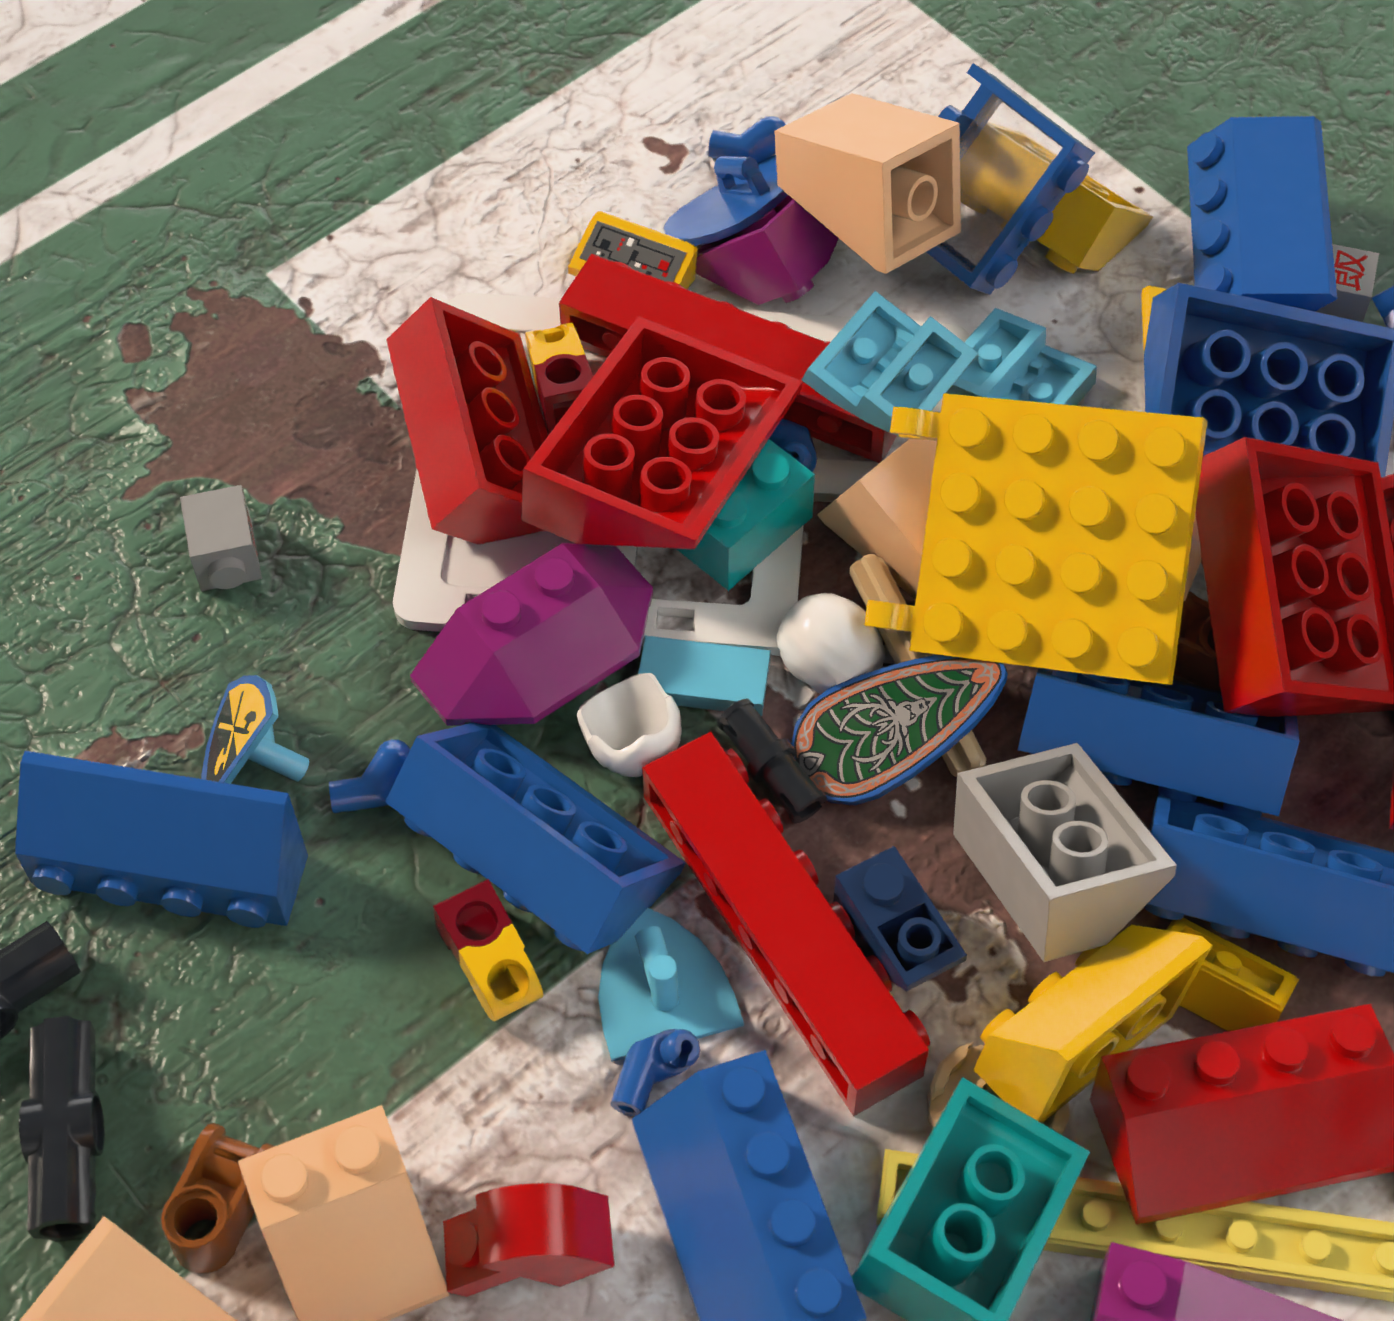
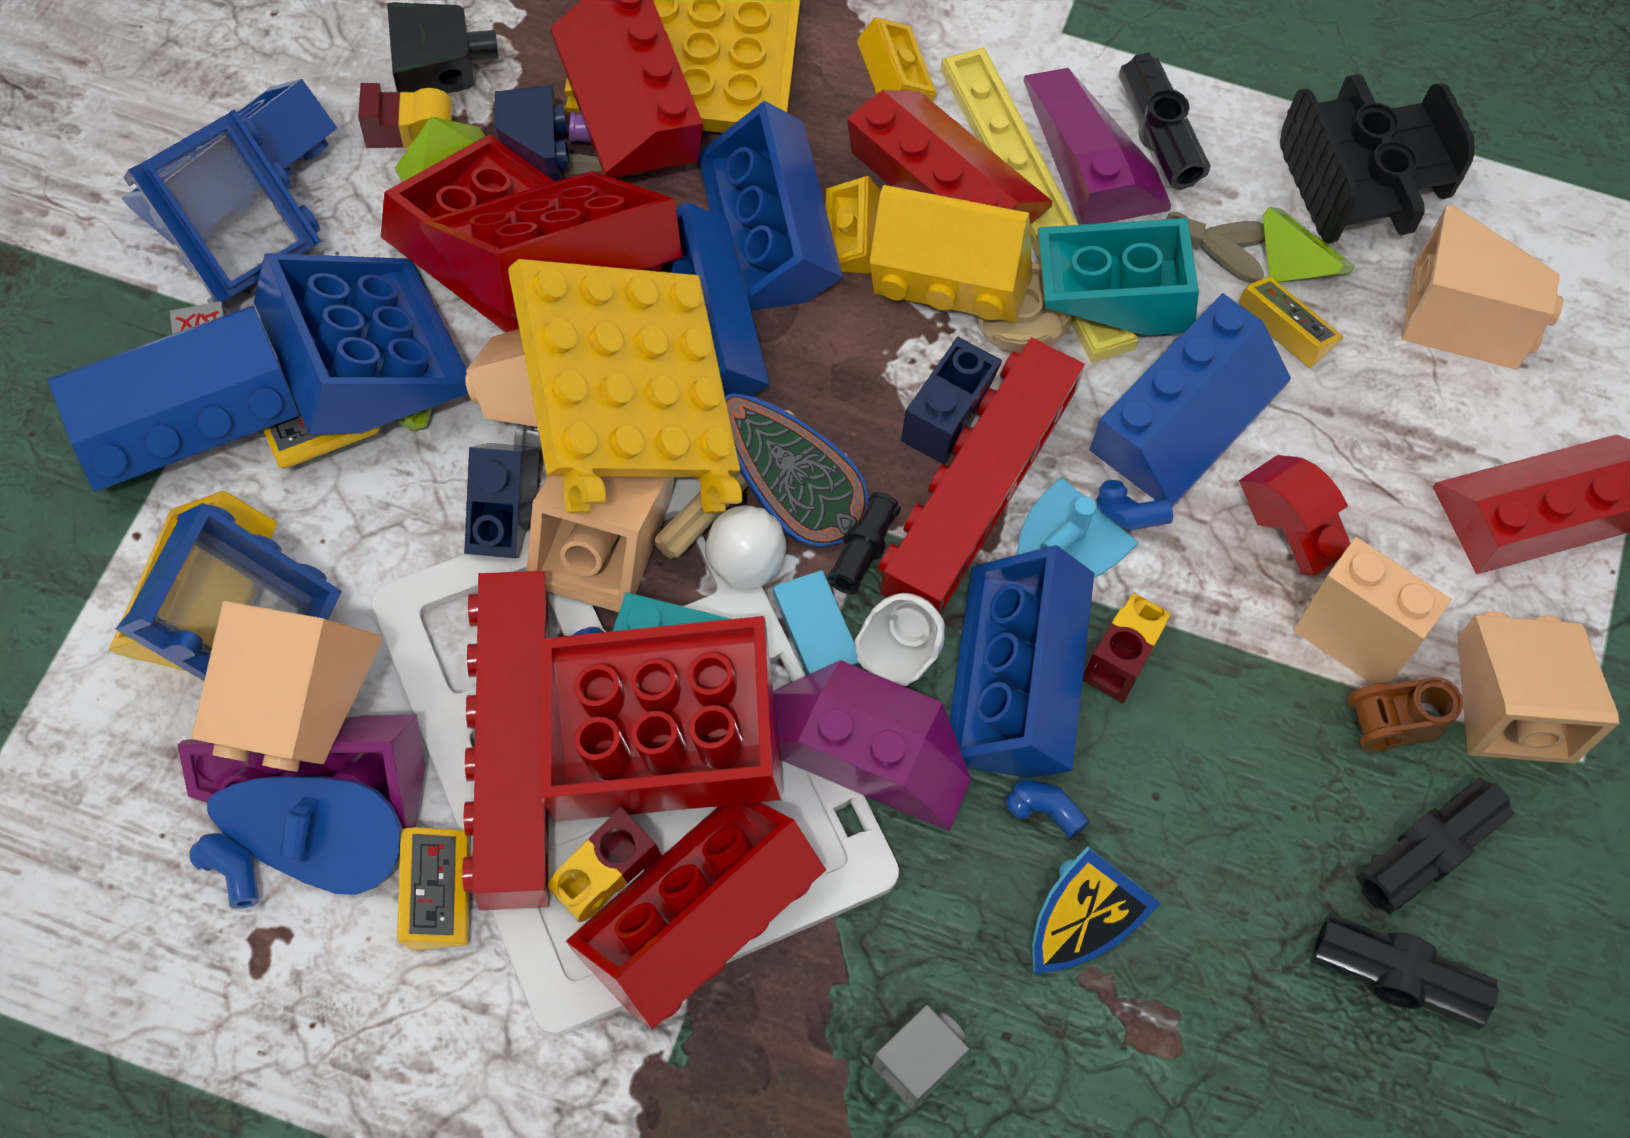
camera: 125 degrees left, 5 degrees up
(158, 839) = (1211, 909): blue slope -> none
(888, 363) = (486, 586): medium azure slope -> none
(1020, 366) = (411, 532): medium azure slope -> none
(1059, 848) = (844, 314): light grey slope -> none

